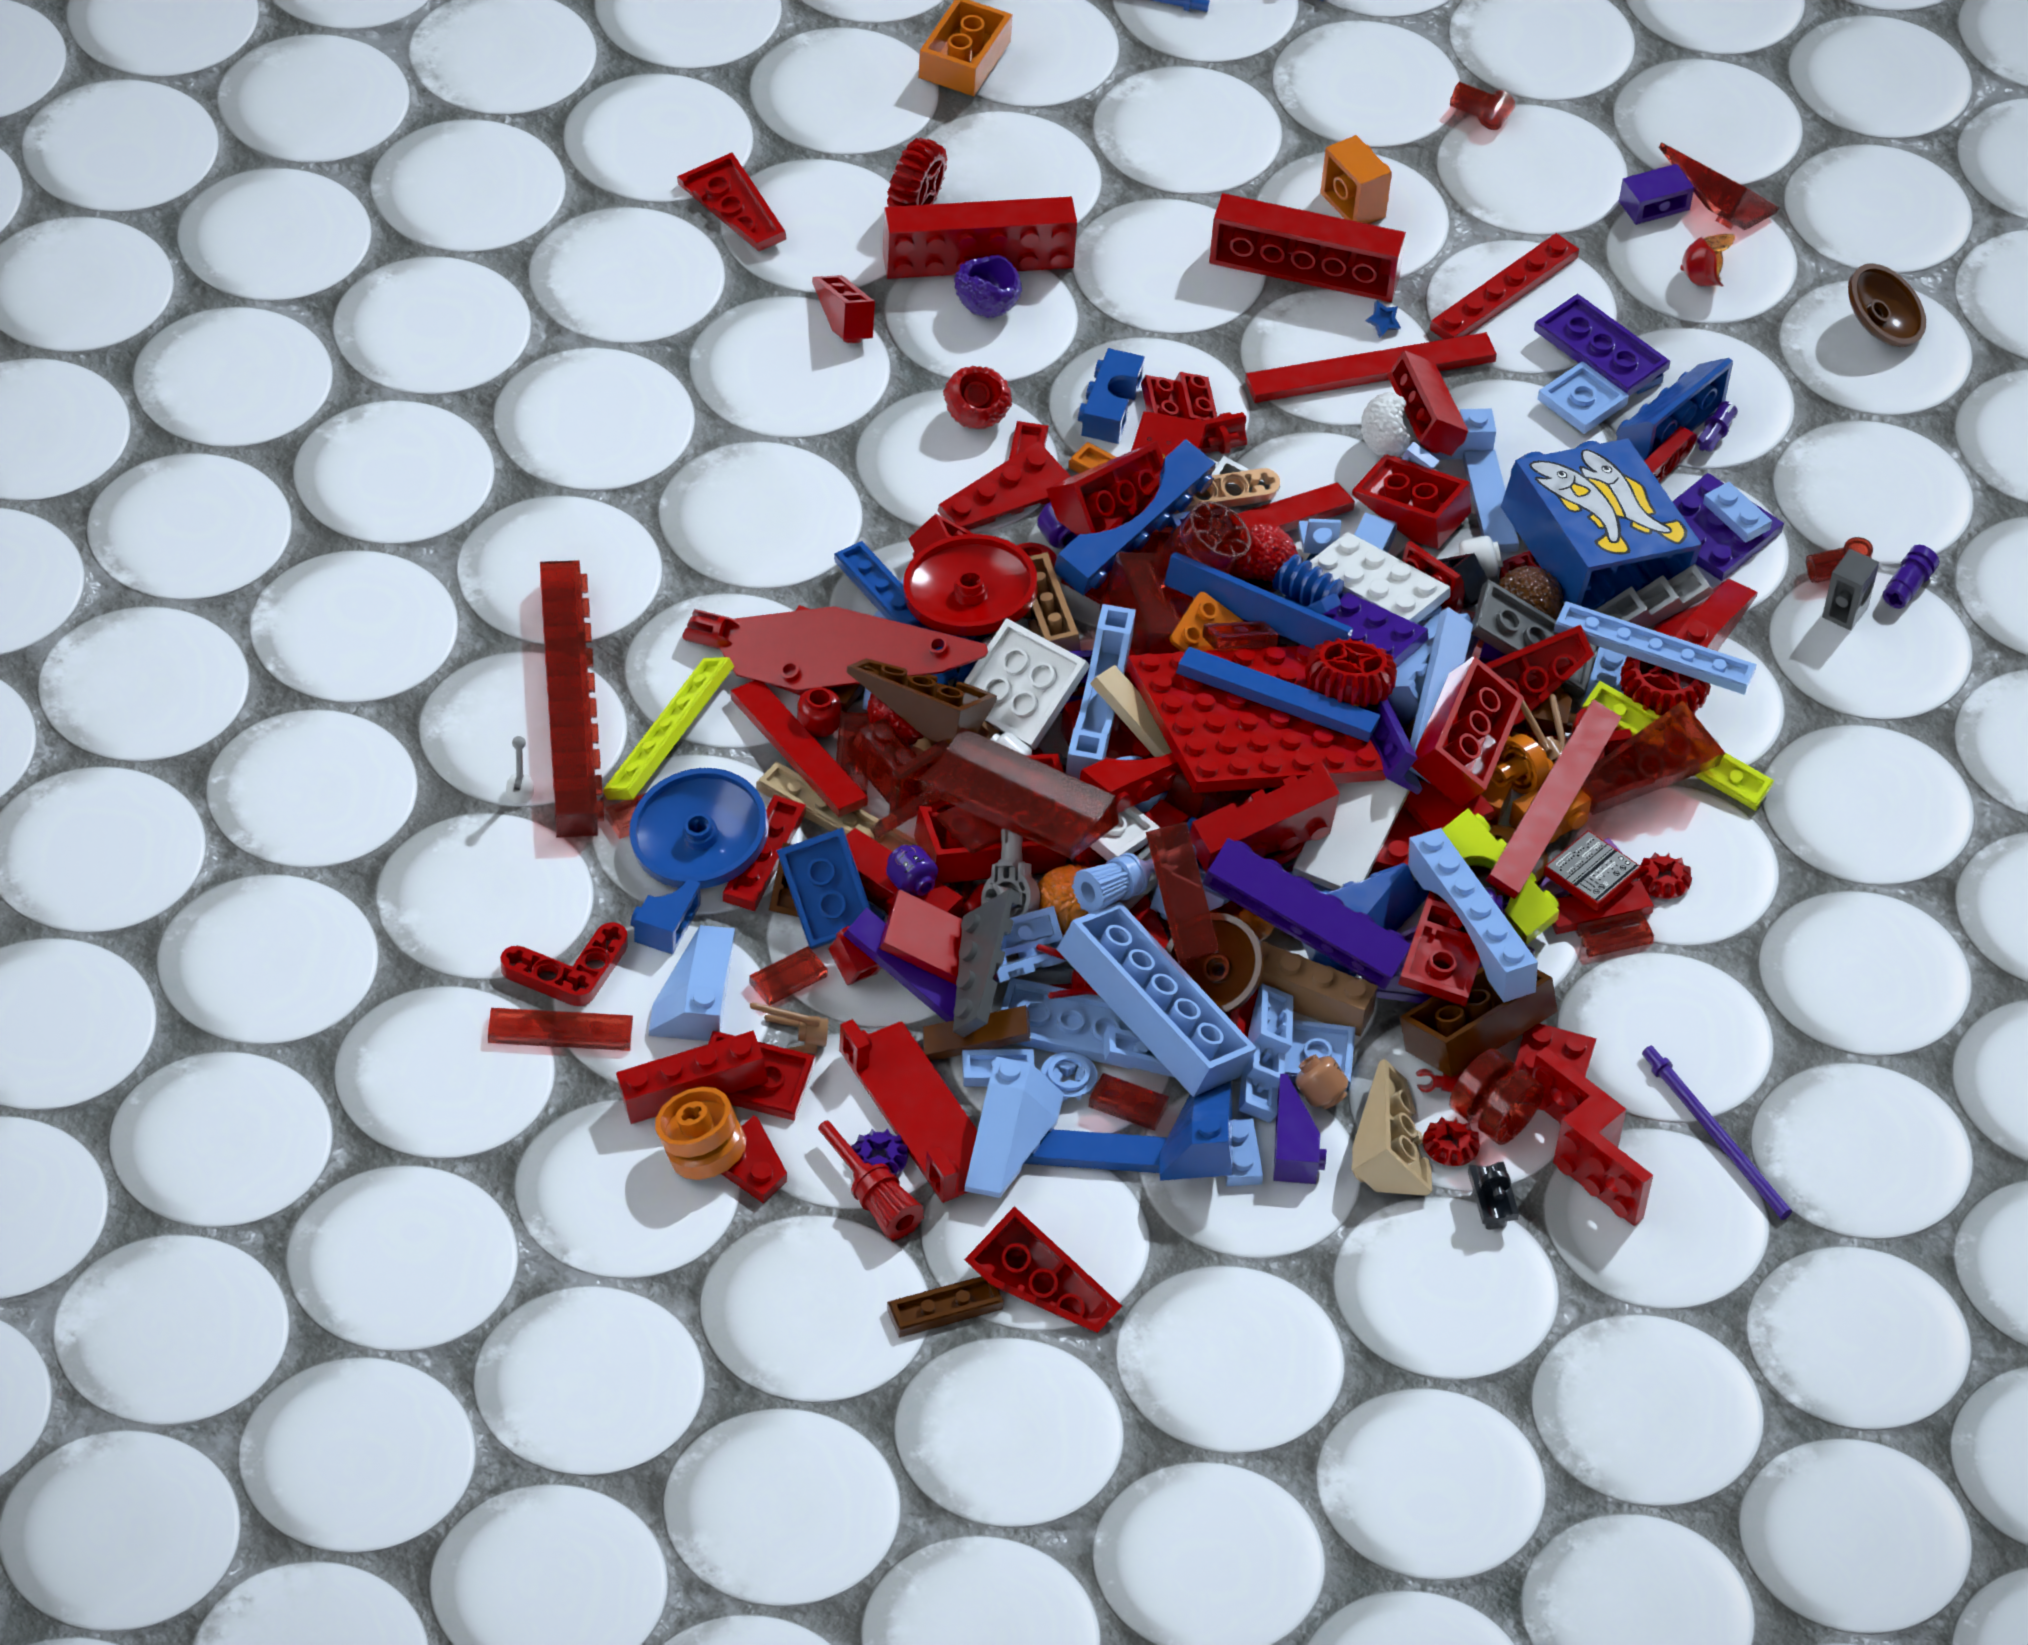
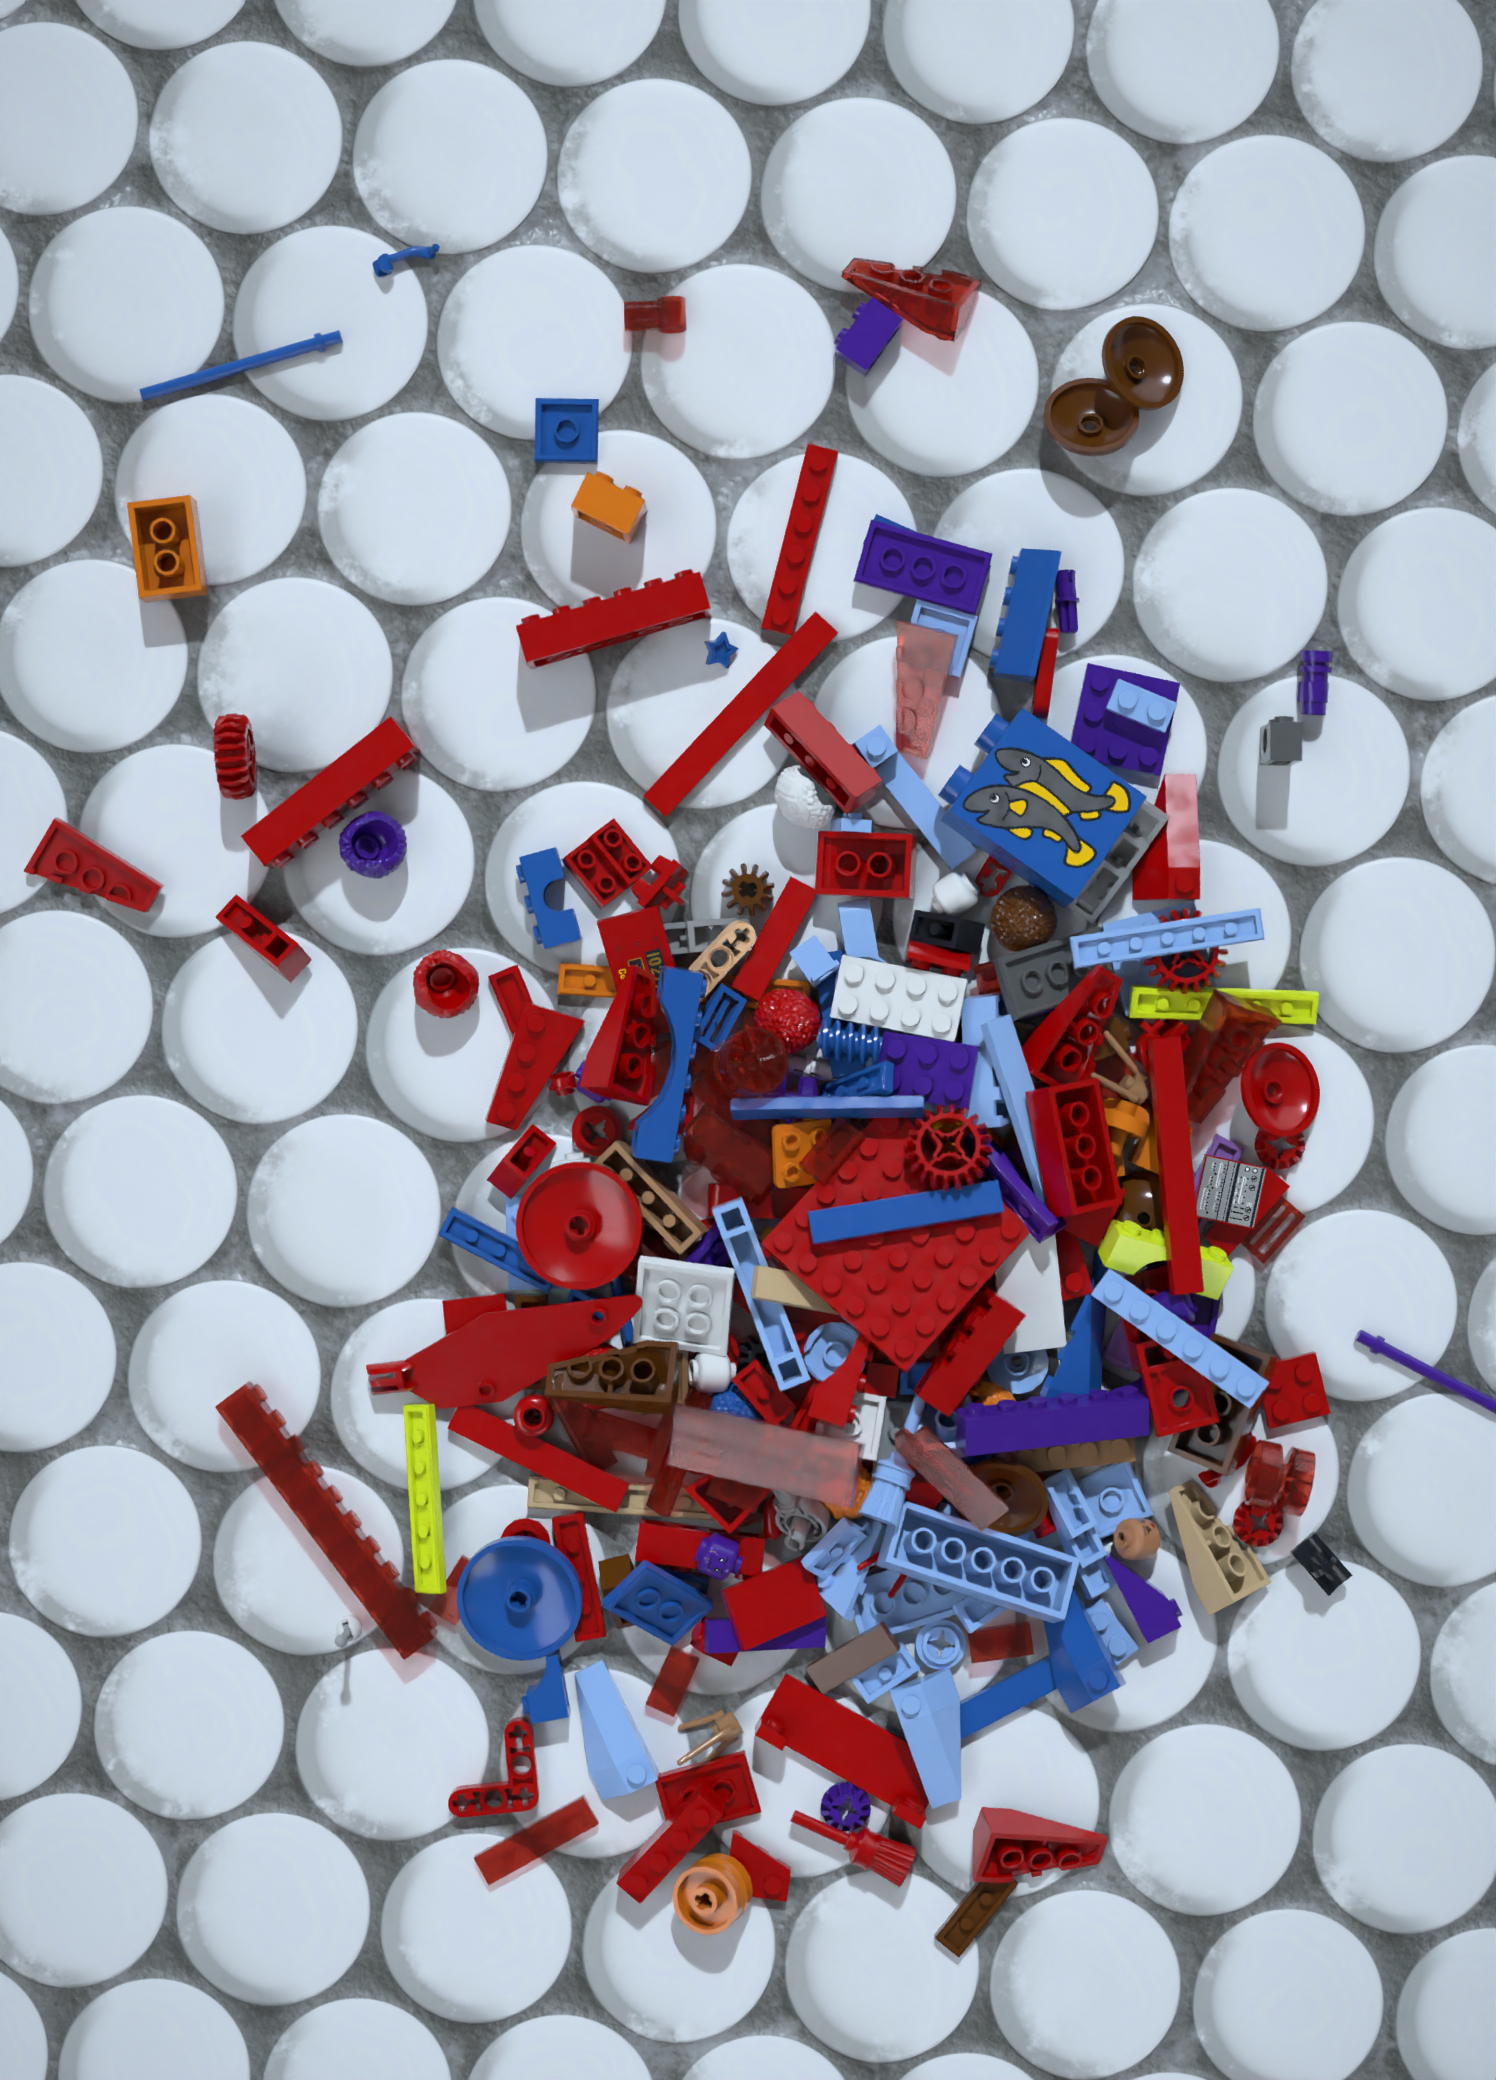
camera: 25 degrees left, 40 degrees up
(980, 960) = (820, 1605): dark grey wing -> none
(1026, 517) = (563, 1083): none -> red plate
(1295, 468) = (748, 879): none -> reddish brown gear
(1349, 123) = (566, 430): none -> blue tile
(1551, 404) = (922, 675): none -> clear red wing
(1591, 1137) = (1368, 1473): red bracket -> none
(1691, 820) = (1290, 1086): none -> red dish
(1704, 259) = (953, 397): red hair -> none
(1816, 320) = (1089, 418): none -> reddish brown dish
(1823, 564) = (1248, 705): clear red piece -> none

